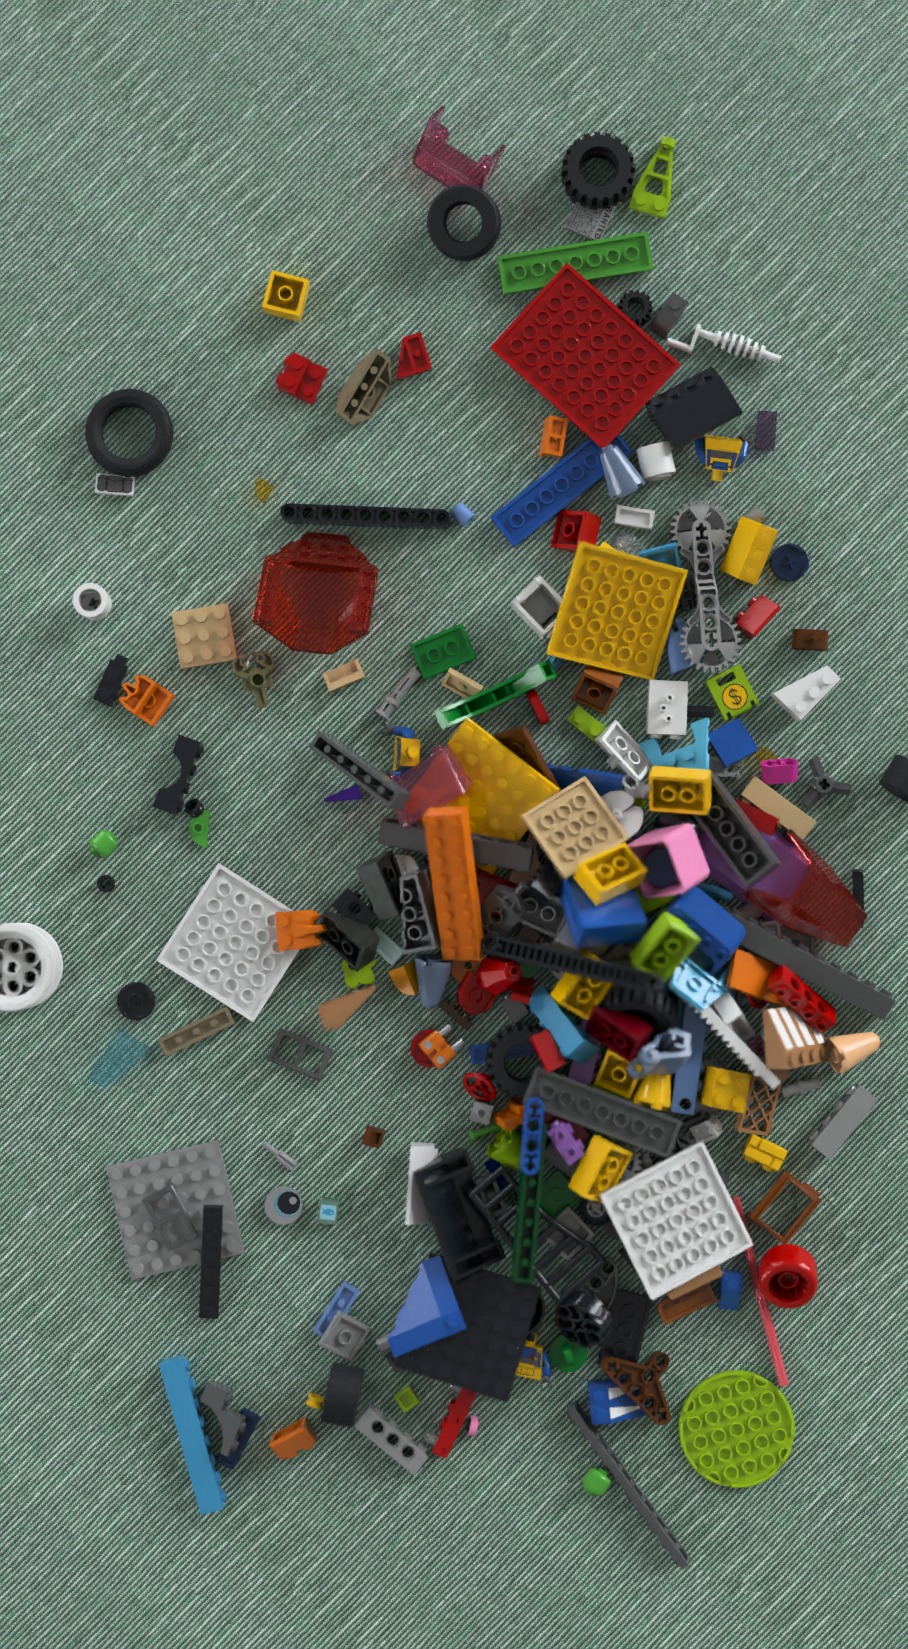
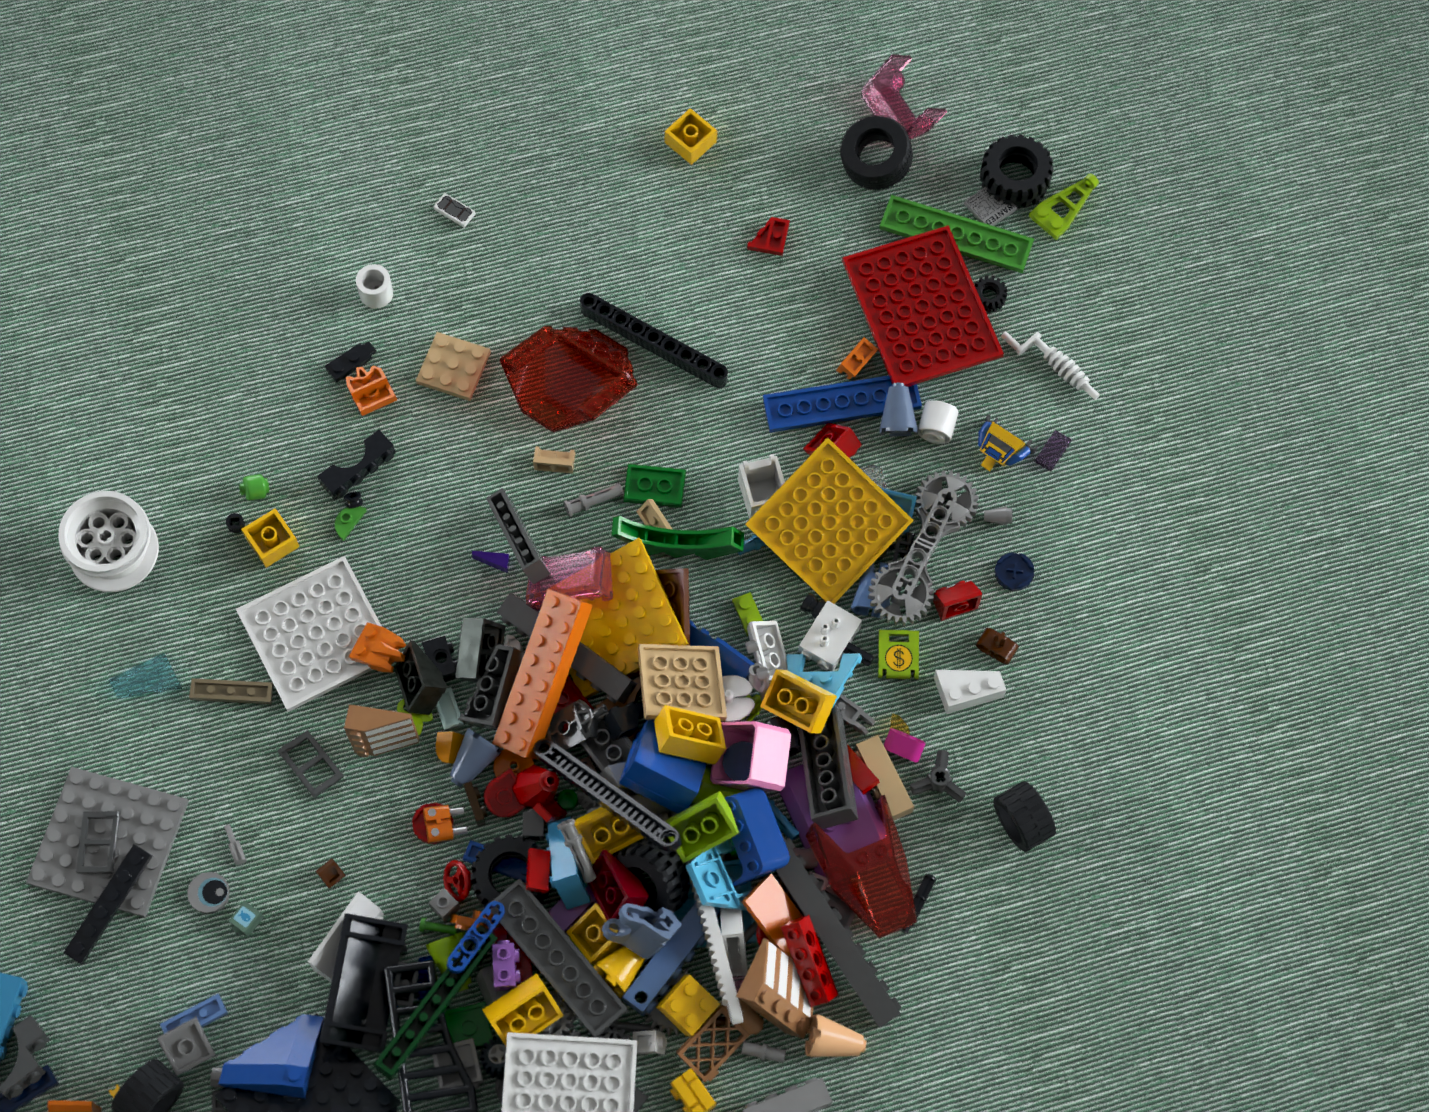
camera: 30 degrees right, 20 degrees down
(105, 408) = (484, 147): black tyre -> none
(136, 1001) = (195, 637): black tile -> none
(146, 883) = (270, 537): none -> yellow brick
(255, 677) = (475, 420): olive animal -> none
(263, 489) = (578, 276): clear yellow tile -> none
(301, 378) = (665, 206): red plate -> none
(365, 388) = (715, 240): dark tan wedge -> none
(405, 749) = (574, 540): torso -> none
(462, 514) = (739, 381): medium blue beam -> none
(538, 707) = (712, 575): red beam -> none
(566, 1015) = (573, 841): none -> light grey pin
(597, 688) = (775, 585): dark orange slope -> none
(634, 517) = (892, 462): white tile -> none
(638, 688) = (812, 605): none -> black wheel
(669, 315) = (1017, 313): dark grey slope -> none
(693, 408) = (995, 392): black slope -> none
(732, 743) = (873, 697): blue tile -> none
(748, 550) = (982, 538): yellow slope -> none

